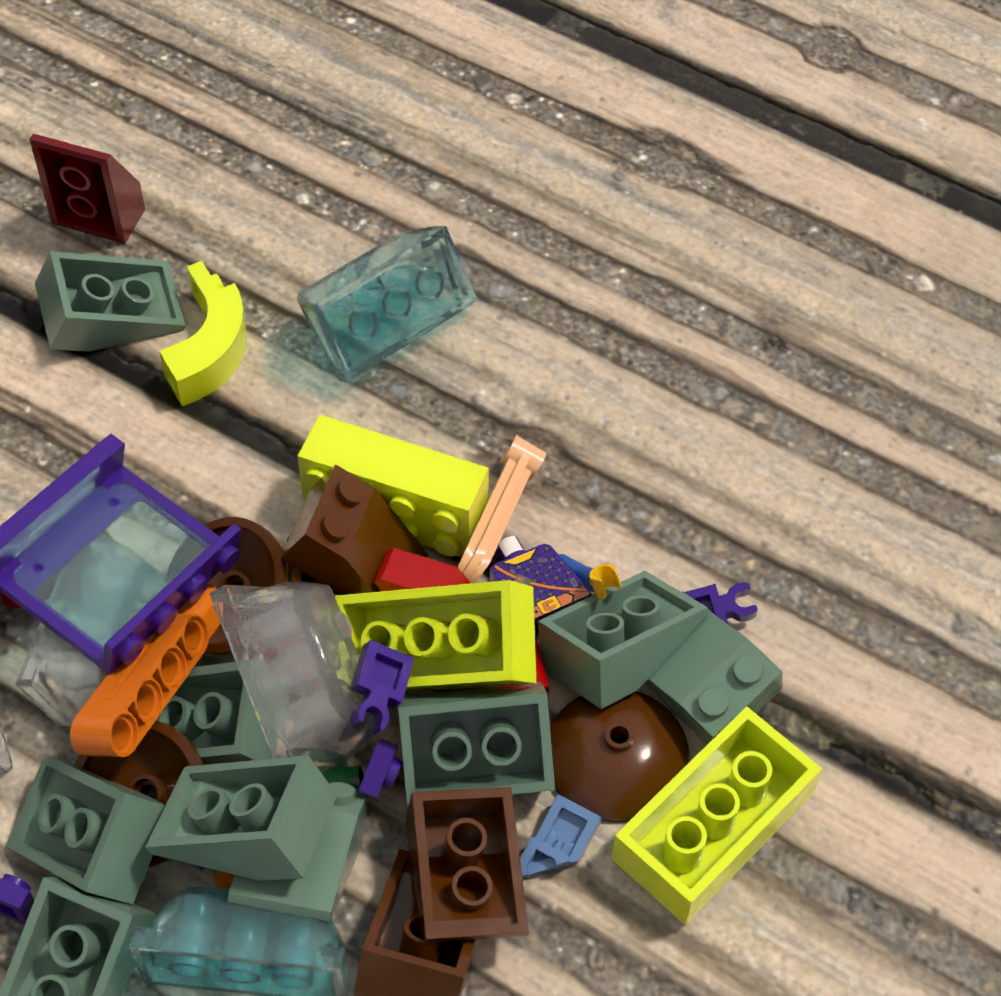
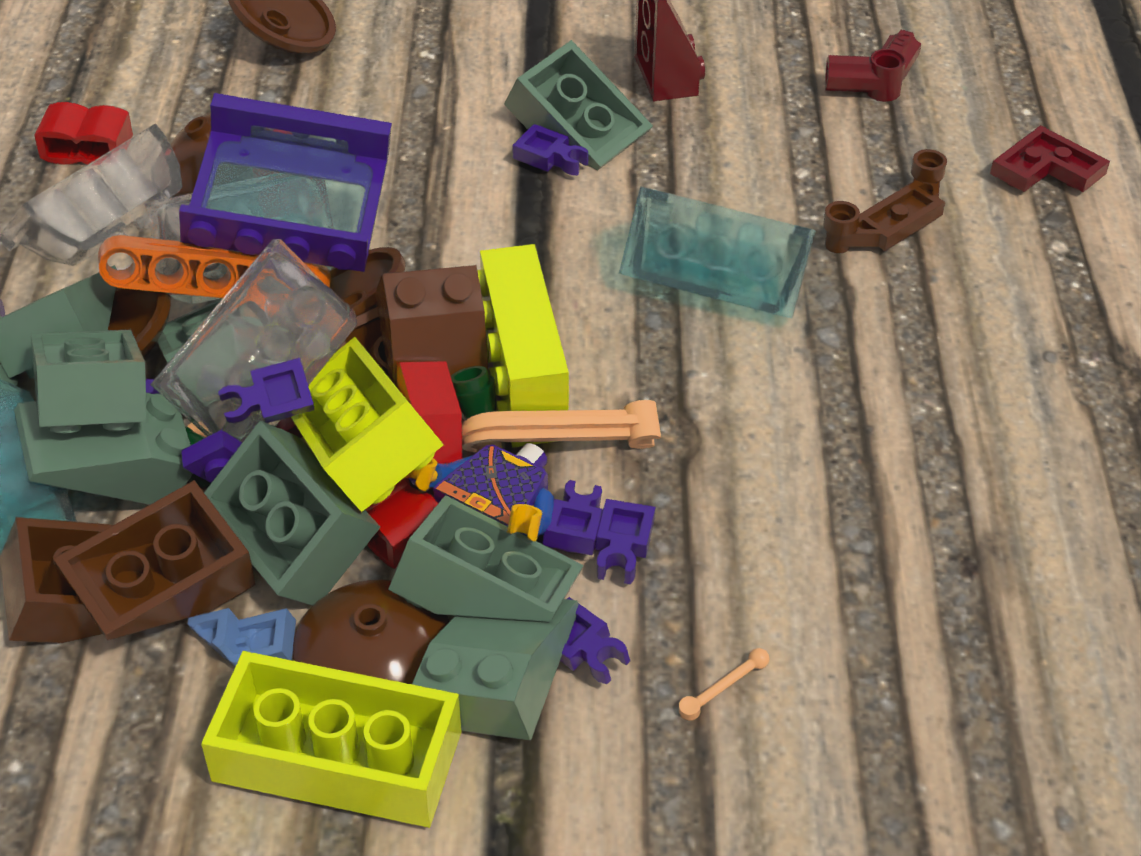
camera: 60 degrees right, 10 degrees down
(138, 351) = (548, 148): none -> dark purple plate
(214, 352) = (590, 186): neon yellow arch -> none
(240, 78) = (876, 75): none -> dark red piece
(414, 166) = (892, 217): none -> reddish brown plate
(424, 39) = (1049, 153): none -> dark red plate
(427, 542) = (474, 391): none -> dark green cone
(590, 549) = (575, 521): none -> dark purple plate
(625, 529) = (623, 536): none -> dark purple plate
(801, 576) = (691, 706): none -> light nougat hinge

